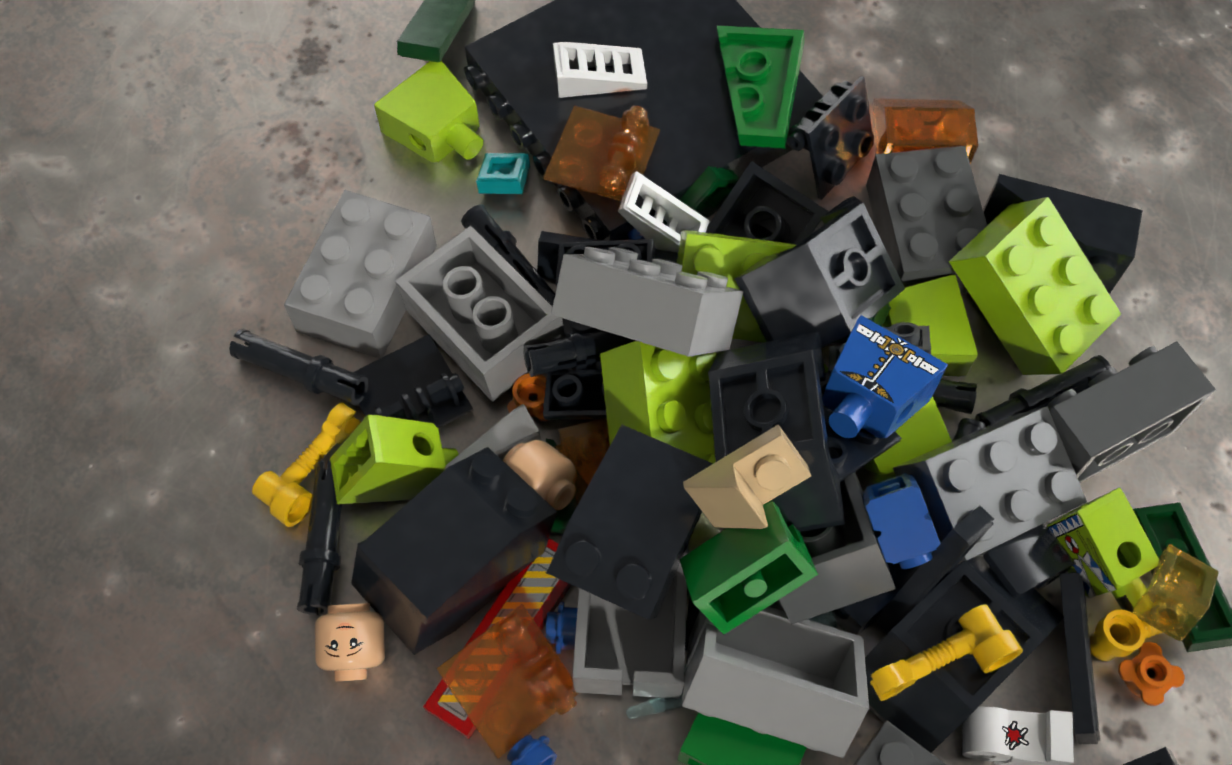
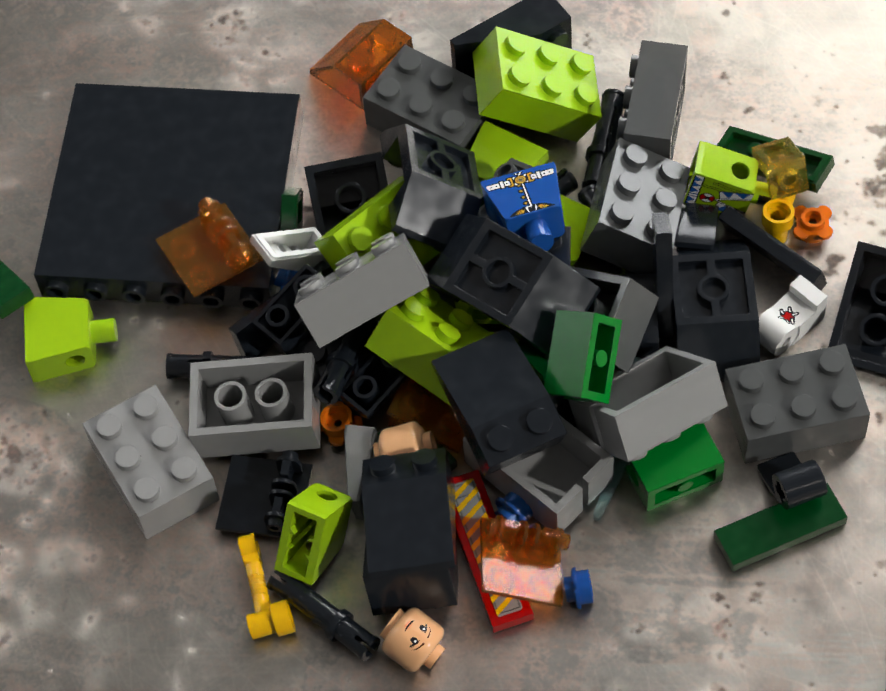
camera: 45 degrees left, 5 degrees down
(315, 372) = (183, 548): black pin -> none
(503, 173) = (152, 325): teal tile -> none
(582, 56) = (135, 229): white slope -> none
(741, 483) = (534, 316): tan slope -> none
(761, 80) = (246, 117): green wing -> none
(835, 133) = (320, 107): black hinge -> none
(901, 521) = (624, 256): blue brick -> none
(980, 637) = (721, 280): yellow brick -> none

